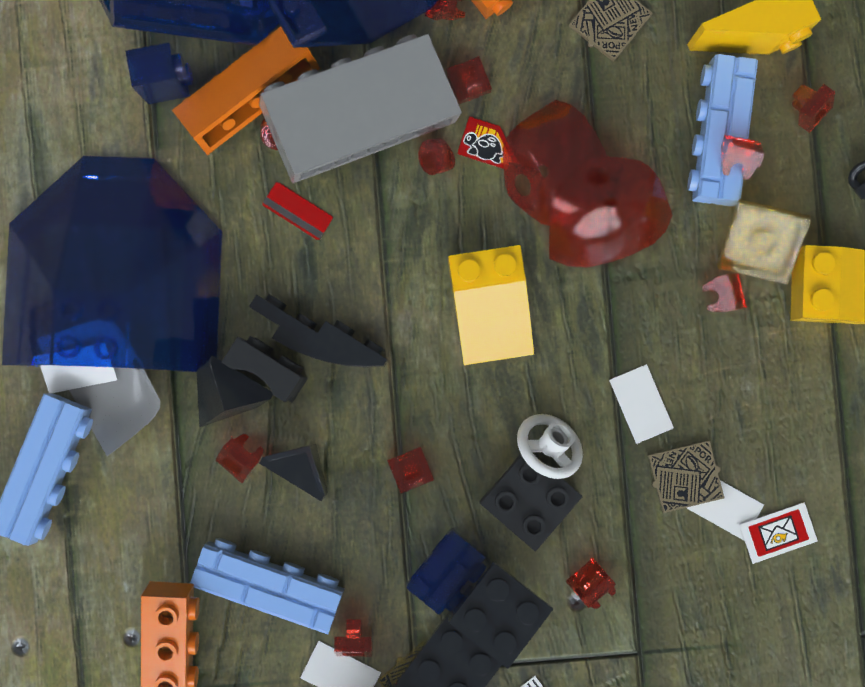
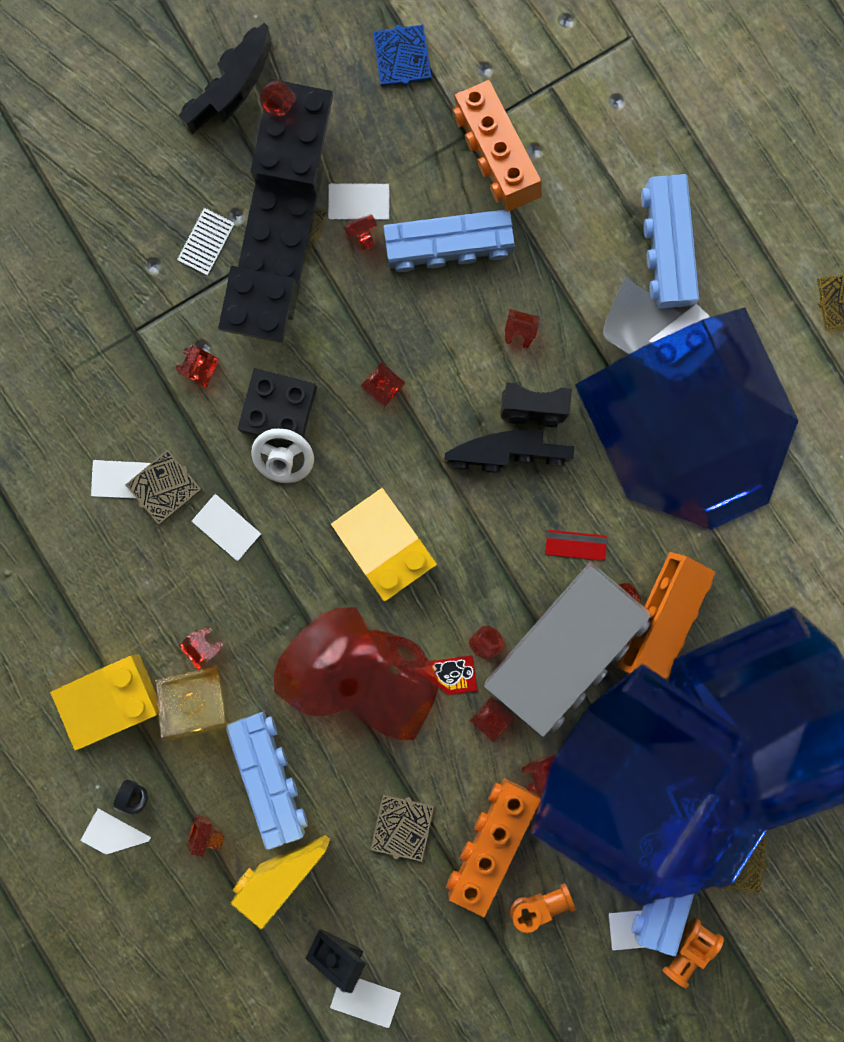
camera: 150 degrees right, 0 degrees up
(159, 73) = (741, 596): clear blue brick -> none
(226, 392) = (558, 370): black slope -> none
(300, 468) = (470, 342): black slope -> none
(446, 572) = (315, 319): clear blue brick -> none
(741, 151) = (242, 764): clear red tile -> none
(778, 533) = (69, 479): sticker -> none

